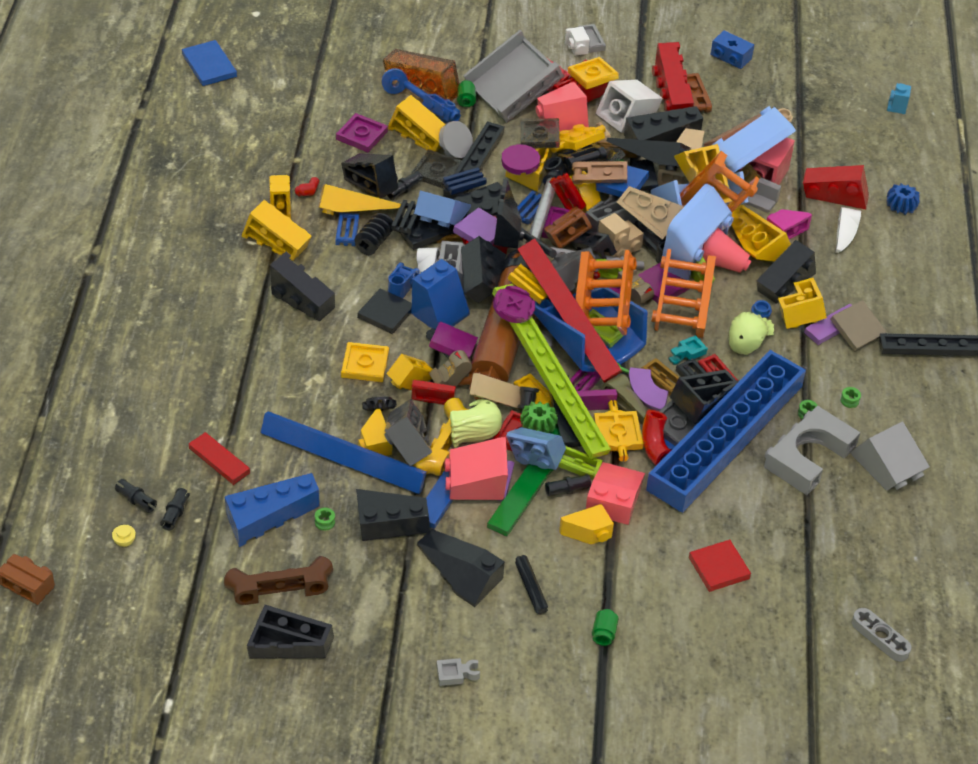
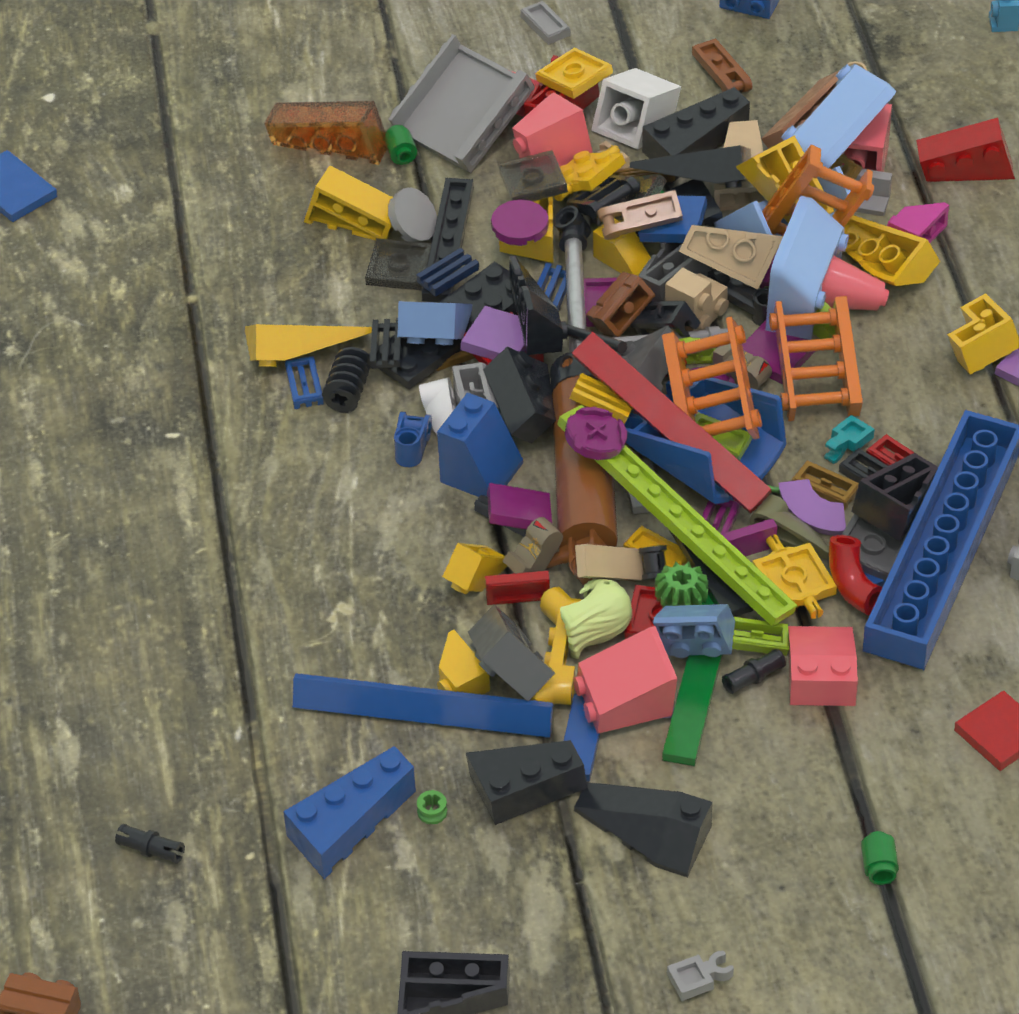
camera: 10 degrees left, 0 degrees up
(123, 535) = (154, 905): light yellow plate -> none
(174, 509) = (213, 848): black pin -> none
(219, 458) = (248, 759): red tile -> none
(249, 587) = (364, 932): reddish brown plate -> none
(276, 230) = (207, 410): yellow wedge -> none
(280, 193) = (194, 360): yellow brick -> none
(299, 289) = (273, 487): black wedge -> none
(307, 189) = (225, 337): red arm -> none
(361, 132) = (270, 236): magenta tile -> none
(365, 362) = (402, 567): yellow tile -> none
(372, 173) = (312, 292): black wedge -> none
(381, 403) = (447, 622): black gear -> none
(385, 311) = (404, 487): black tile -> none
(406, 184) = (361, 298): black pin -> none
(443, 108) = (373, 172): blue piece -> none
(531, 584) = (755, 824): black axle -> none
(571, 192) = (605, 253): red tile -> none
(577, 40) = (528, 31): white brick -> none
(588, 525) = (803, 721): yellow slope -> none
(671, 77) = (683, 55): red wedge -> none
(753, 330) = (923, 383): yellowish green piece -> none
(762, 308) = (926, 356): blue plate -> none
(793, 265) = (946, 290): black wedge -> none
(847, 227) = (999, 209): white piece -> none

